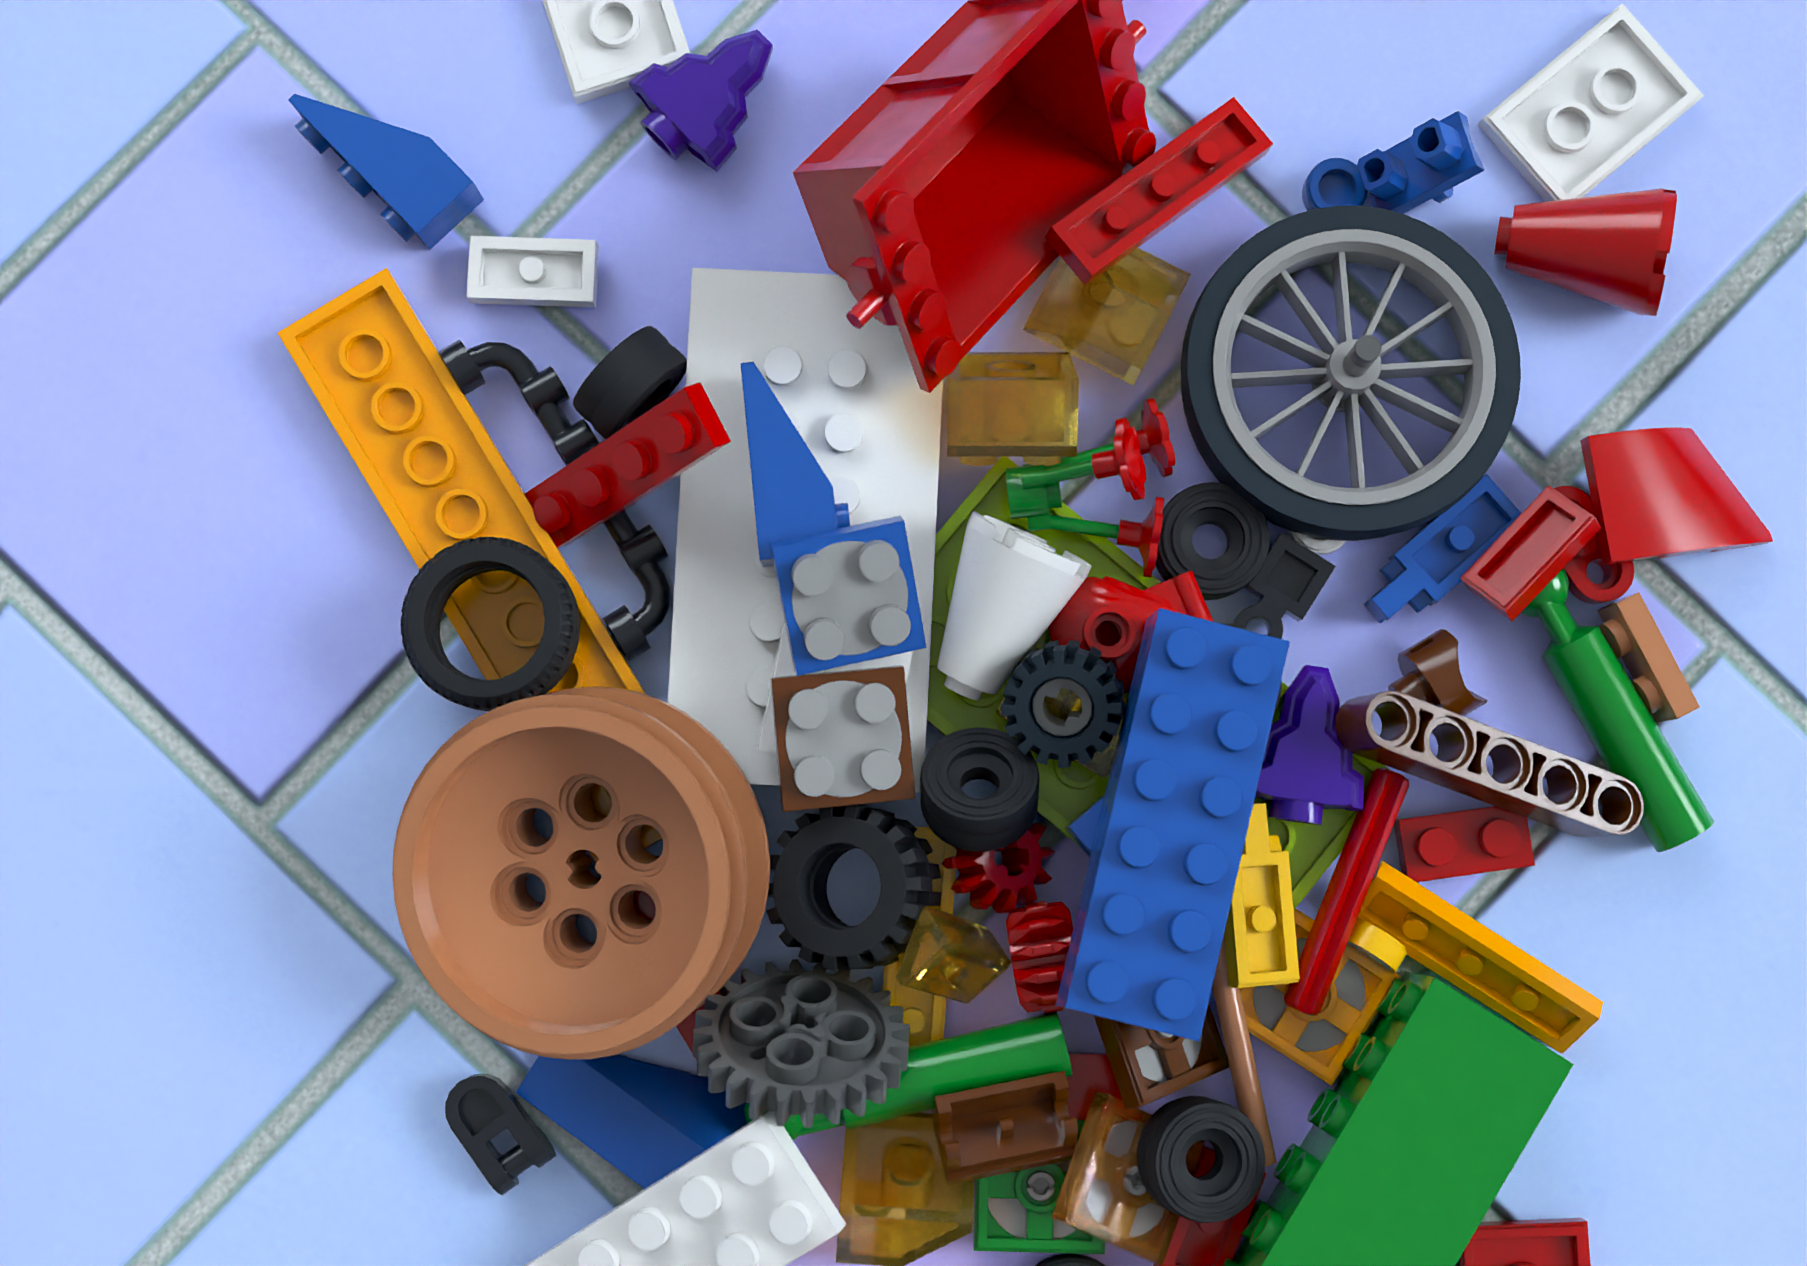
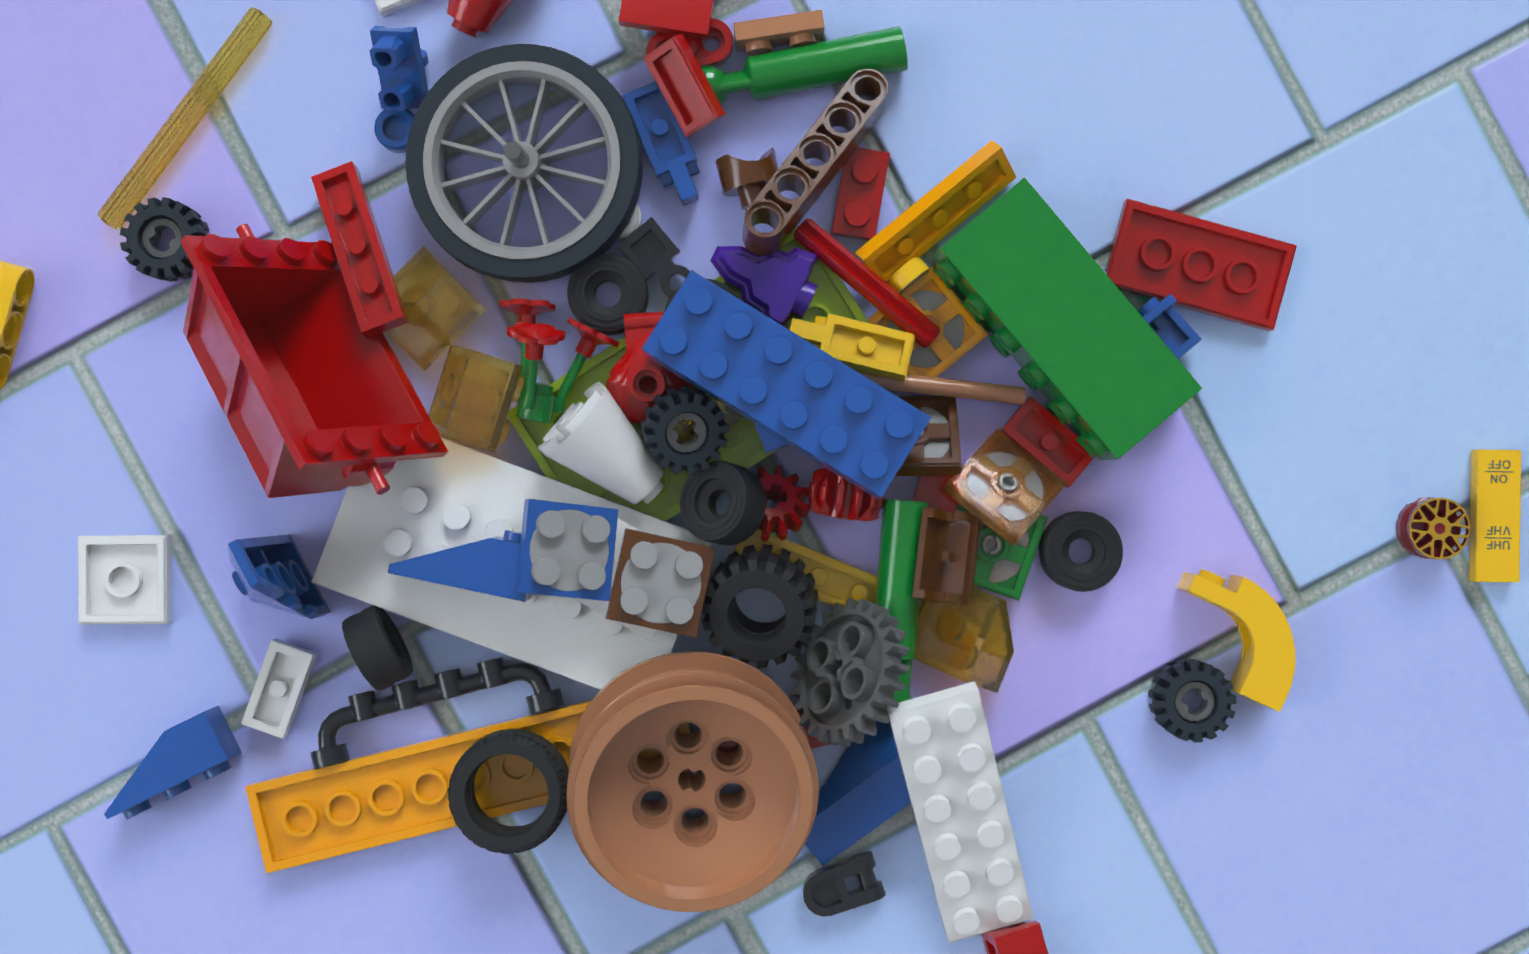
camera: 70 degrees left, 5 degrees up
(628, 465) = (432, 667): red plate -> none
(686, 216) = (276, 575): none -> blue wedge
(702, 98) = (194, 535): dark purple rock -> none
(951, 957) = (826, 556): clear yellow slope -> none
(1237, 1164) = (1018, 414): black tyre -> none

